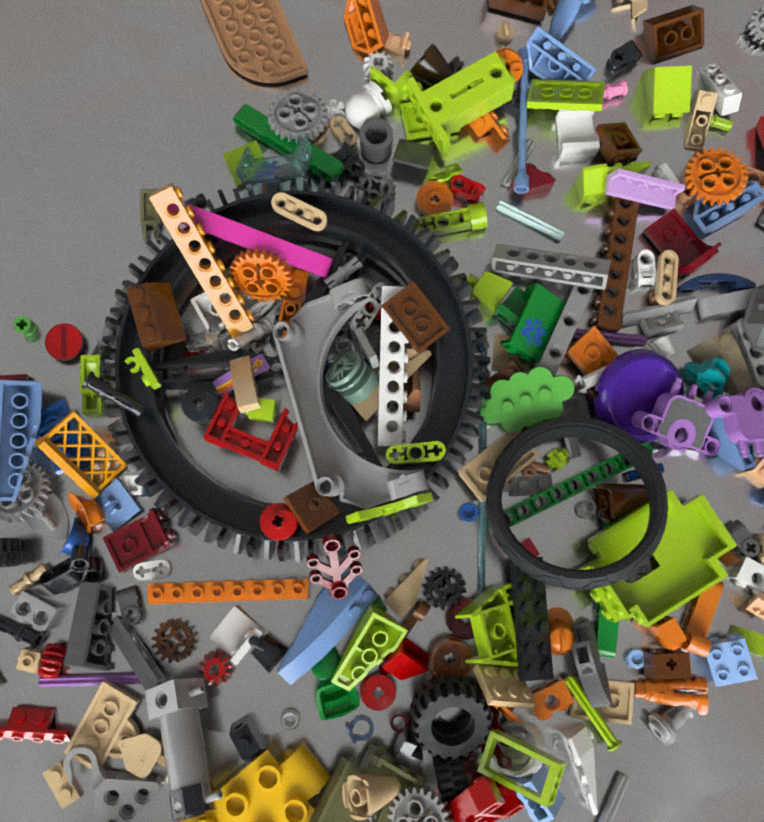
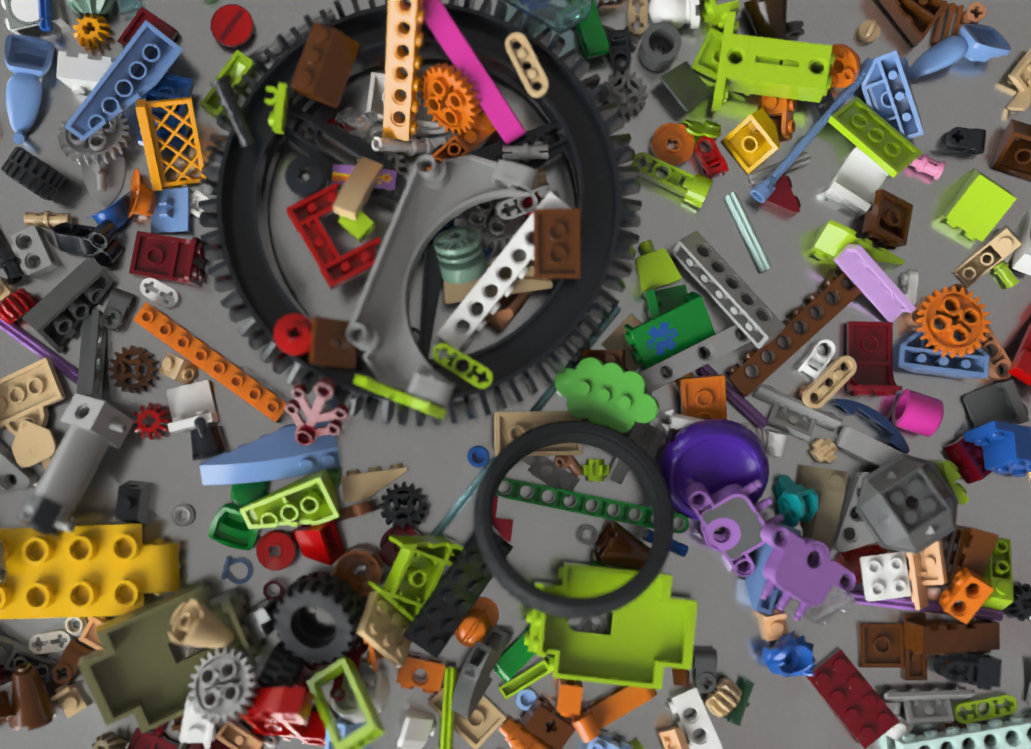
camera: 40 degrees right, 5 degrees up
(206, 615) = (178, 369): none -> tan bracket
(366, 348) = (494, 238): light grey tile -> none
(487, 157) = (753, 140): none -> yellow slope
(624, 643) = (525, 678): none -> lime piece
(699, 327) = (824, 450): none -> tan gear
(740, 254) = (918, 413): none -> dark pink piece

